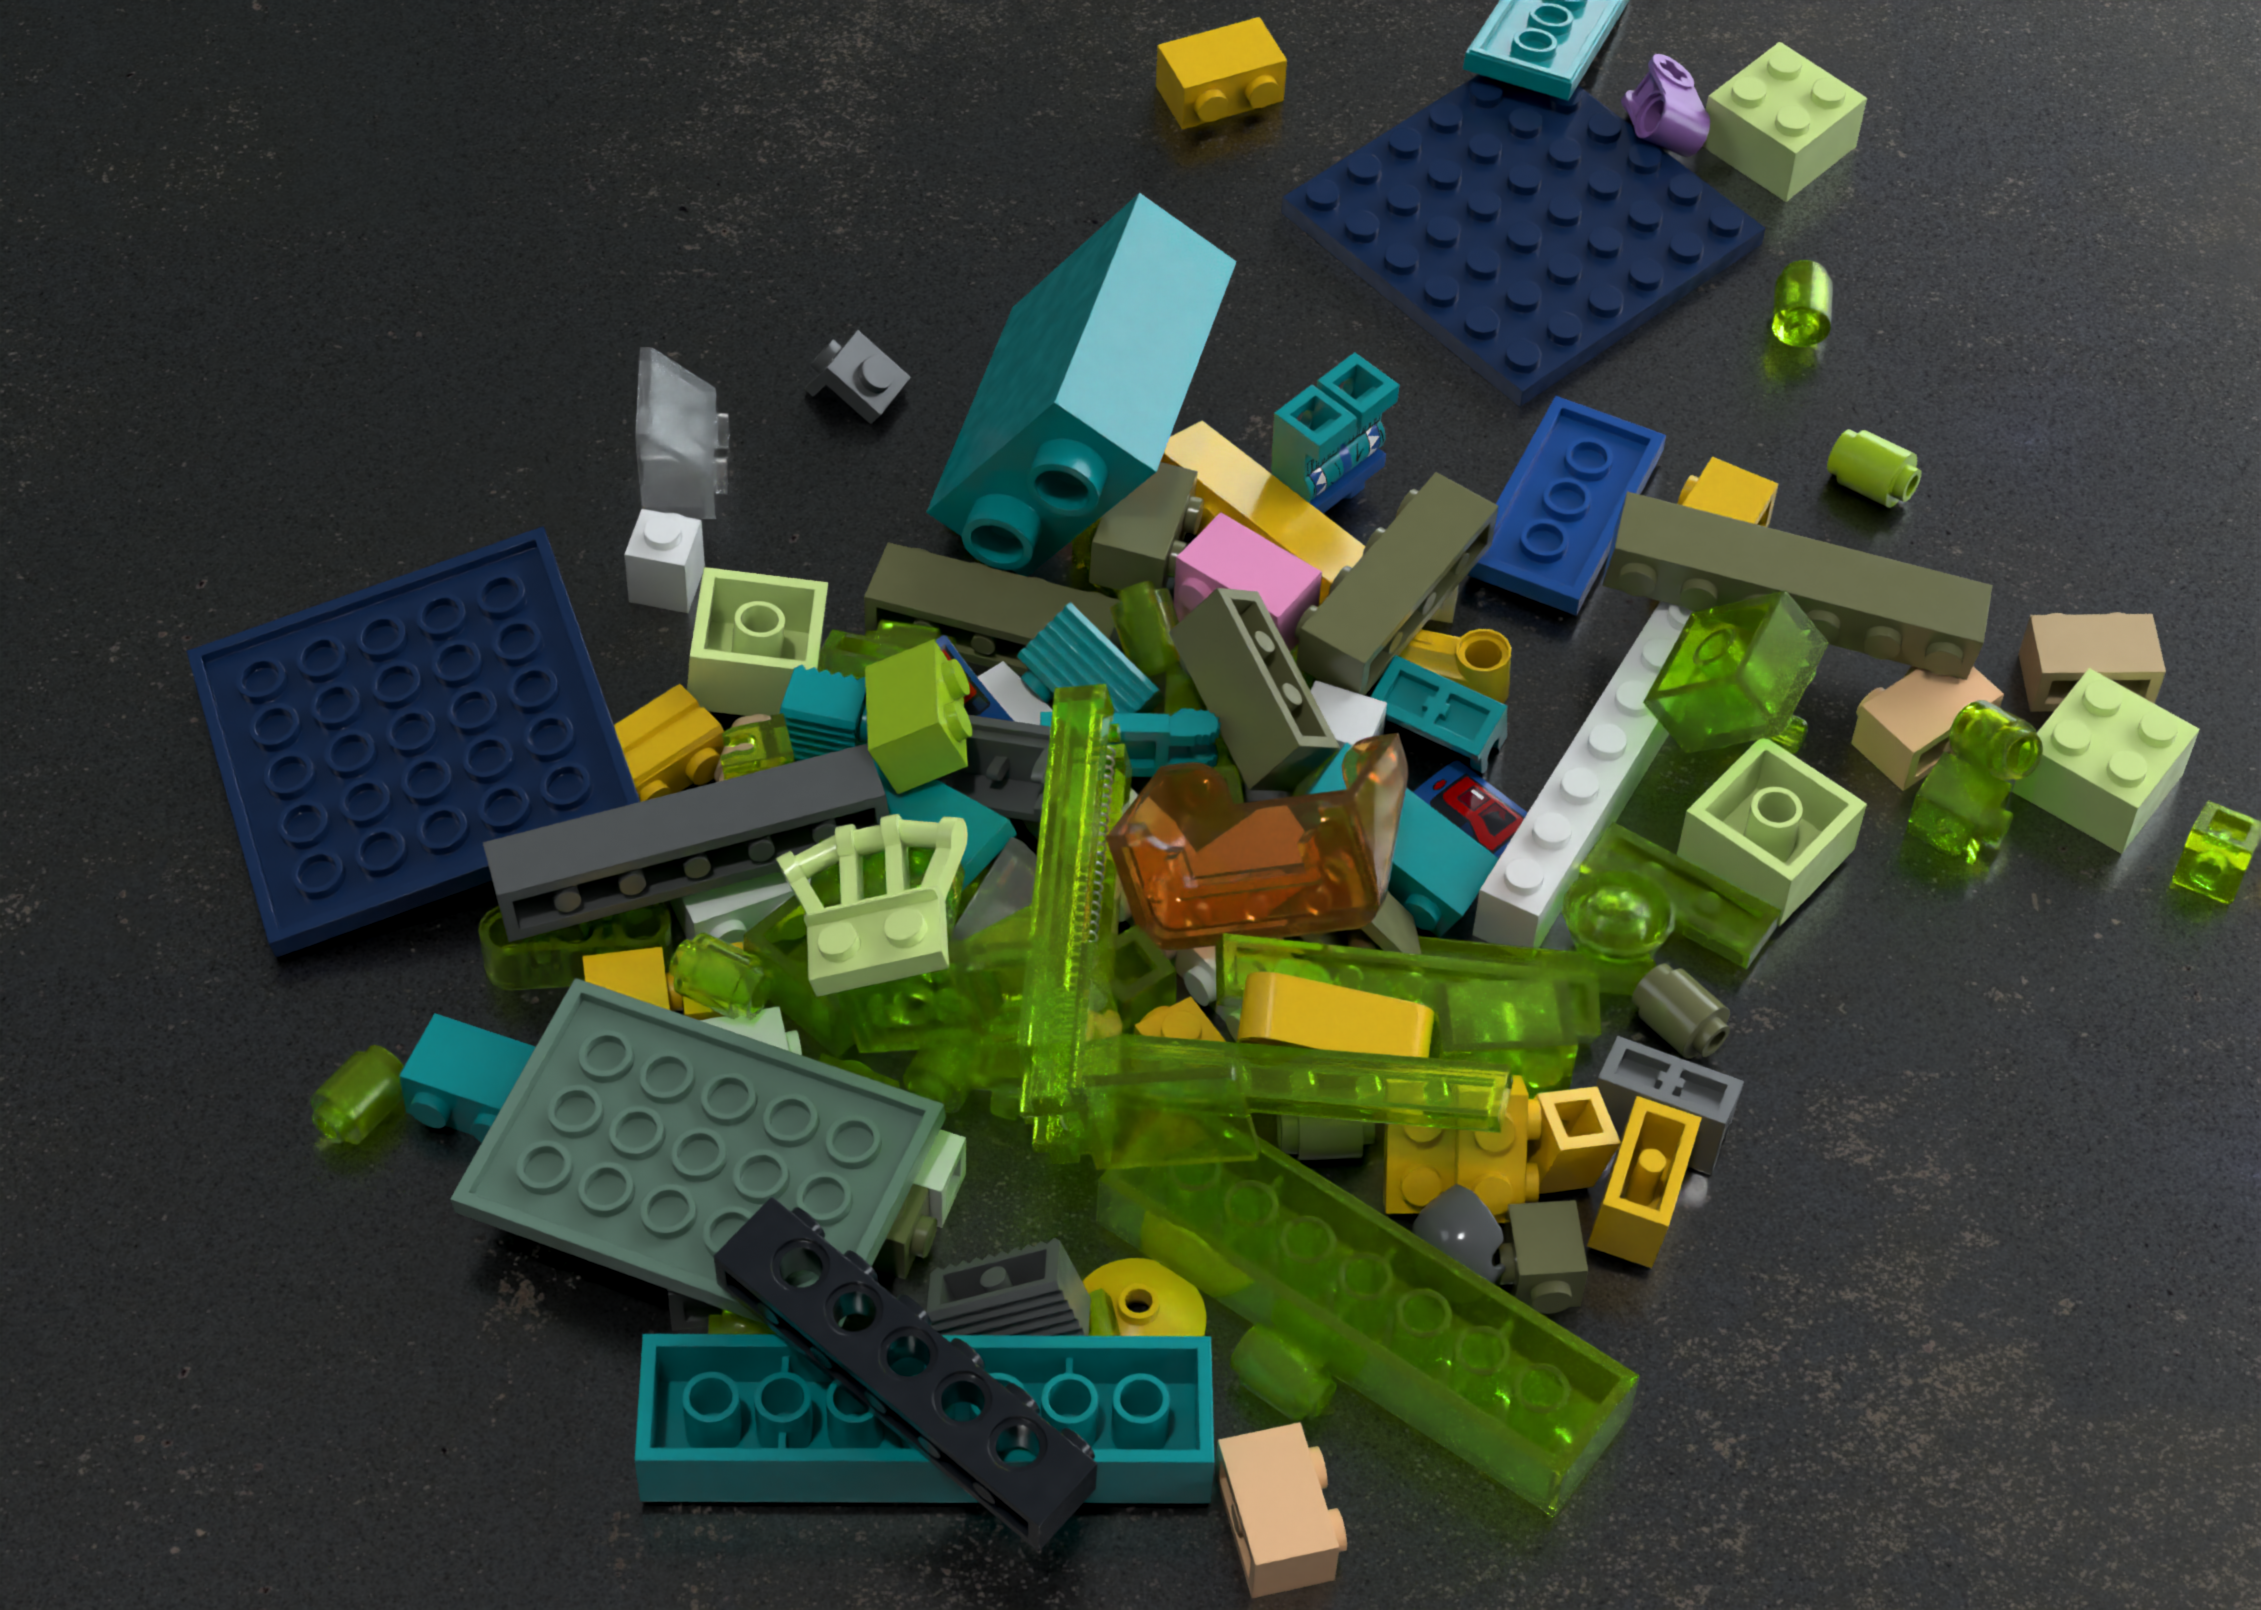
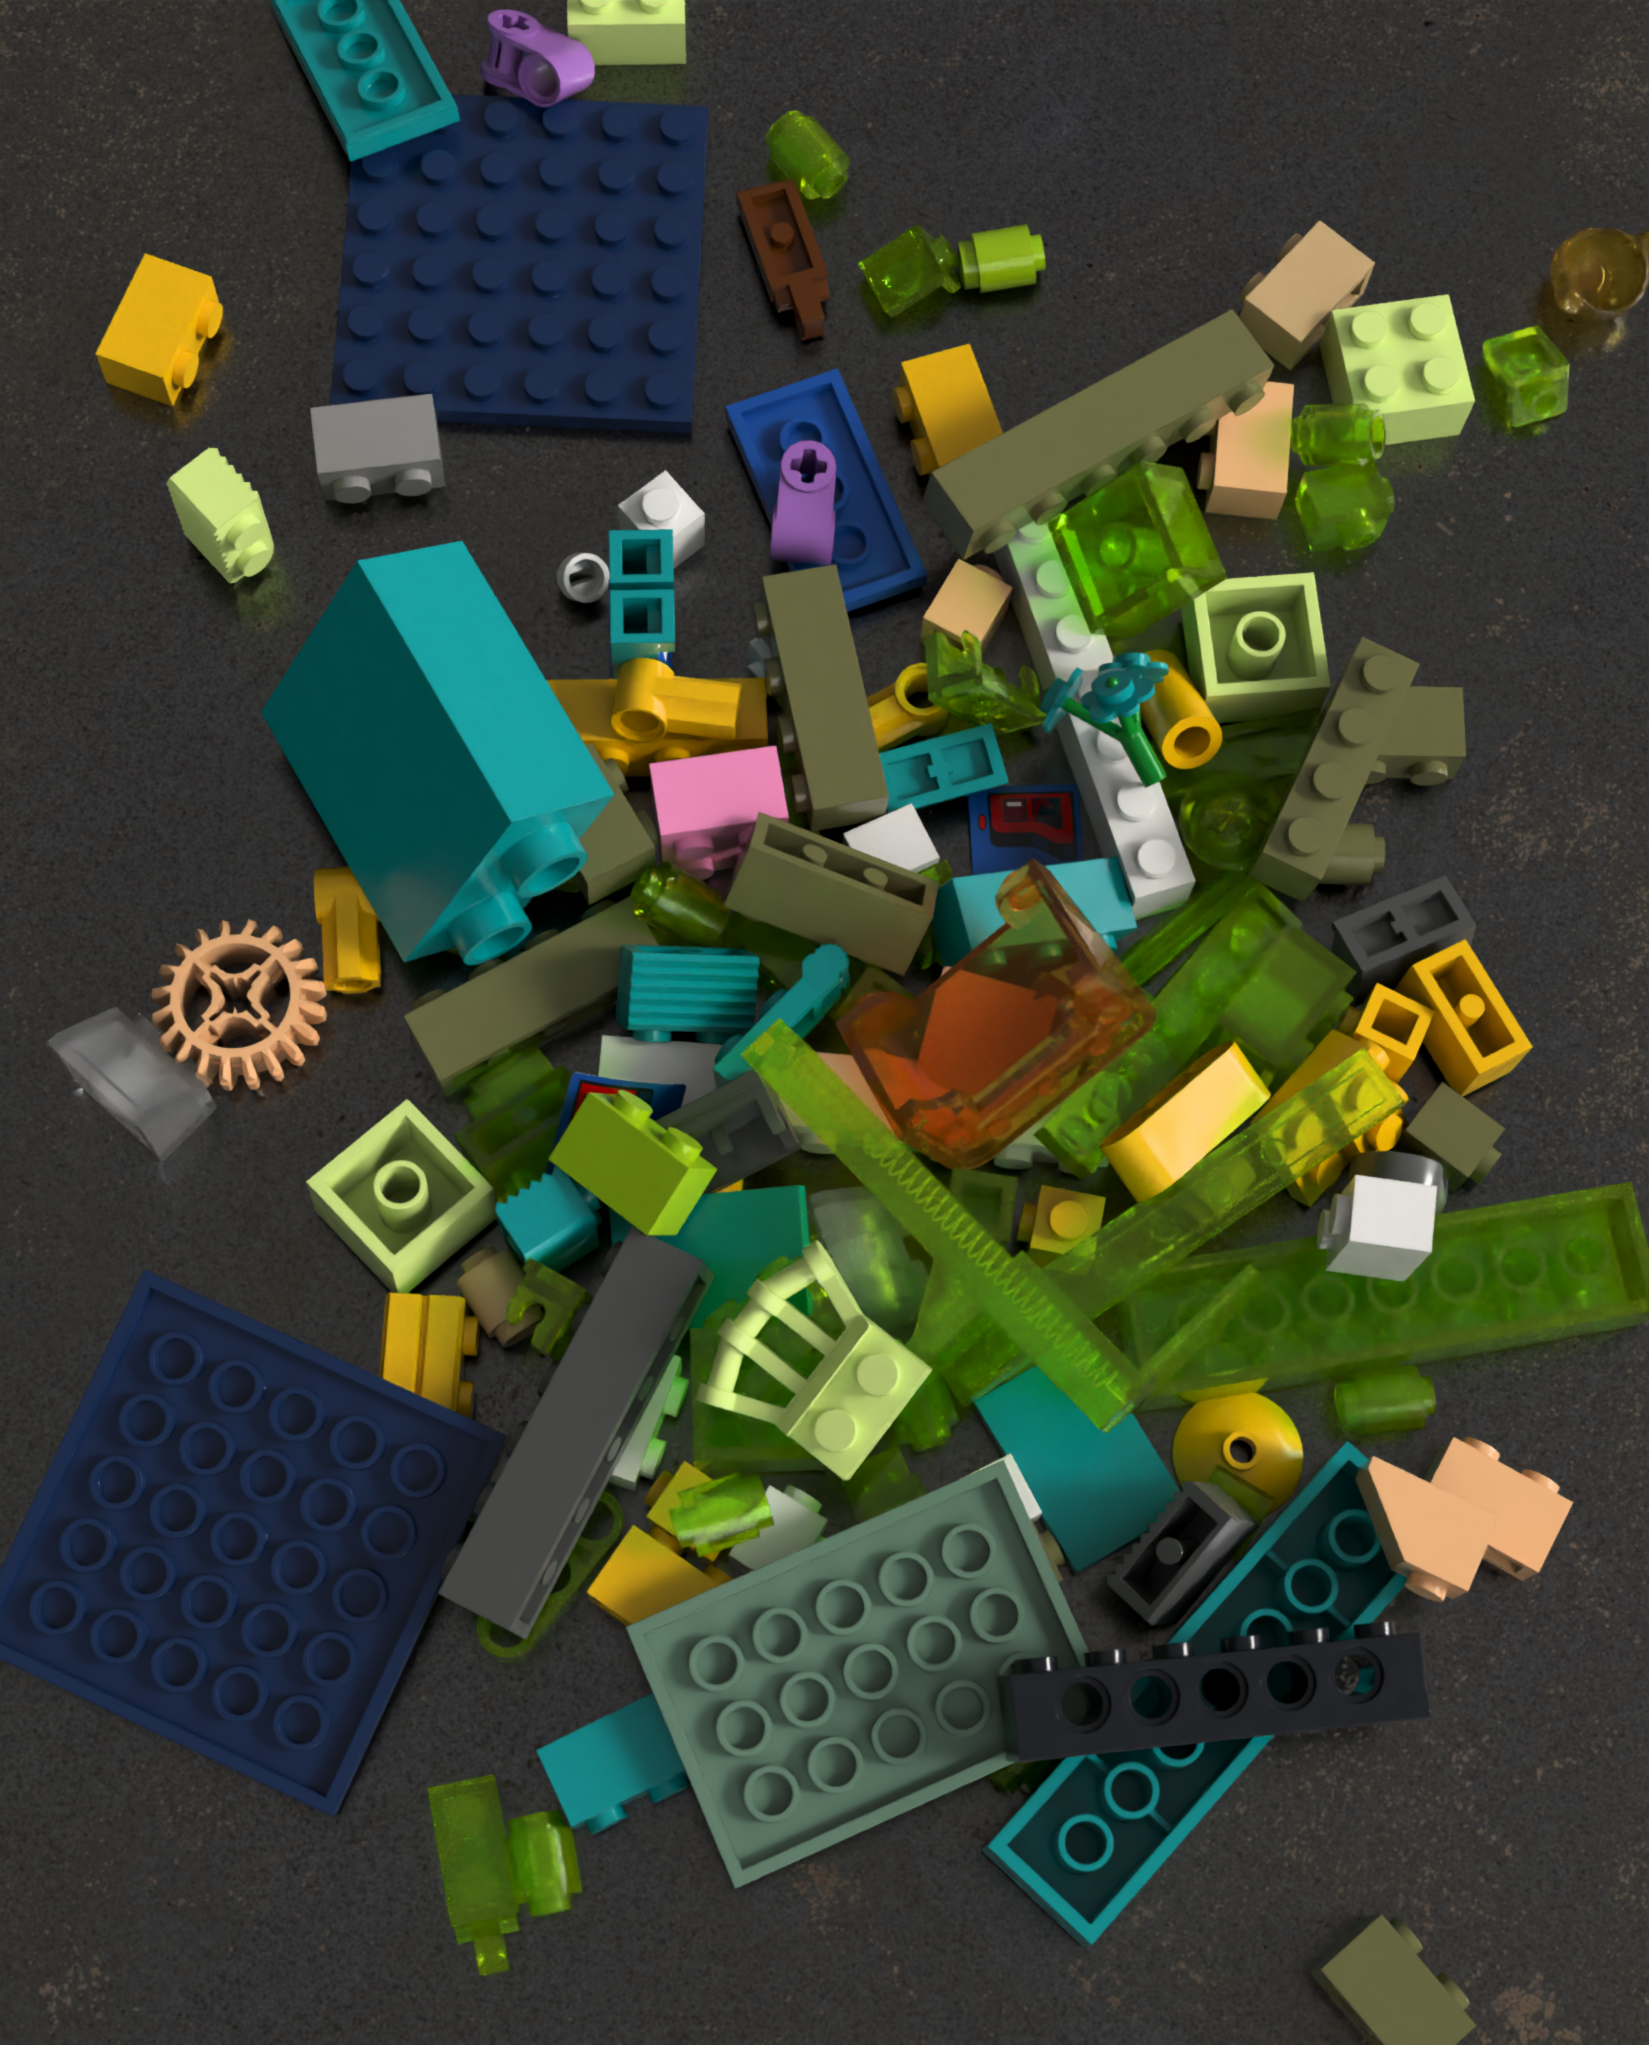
camera: 50 degrees left, 20 degrees up
(286, 1086) = (475, 1867): none -> clear neon green hinge
(664, 560) = (241, 1189): white brick -> none
(833, 471) = (258, 984): none -> light nougat gear
(858, 375) = (191, 879): dark grey bracket -> none
(907, 491) = (348, 932): none -> yellow piece
(1015, 1196) = (1089, 1484): none -> teal tile
(1125, 166) = (222, 515): none -> yellowish green brick
(1191, 1427) = (1425, 1530): none -> light nougat slope
(1279, 492) = (656, 701): none -> yellow piece
(1284, 240) = (377, 448): none -> light grey brick
(1386, 1194) = (1378, 1228): none -> white brick
(1422, 426) = (665, 506): none -> white brick
(1524, 683) = (978, 691): none -> clear neon green hinge
(1532, 478) = (804, 511): none -> medium lavender piece
(1565, 719) = (1114, 693): none -> teal plant
(1579, 646) = (969, 600): none -> light nougat brick
(1654, 810) = (1180, 717): none -> yellow brick
(1716, 349) = (786, 252): none -> reddish brown hinge
(1724, 923) = (1333, 770): none -> olive brick
(1797, 421) = (910, 269): none -> clear neon green bracket
(1824, 977) = (1424, 738): none -> olive brick

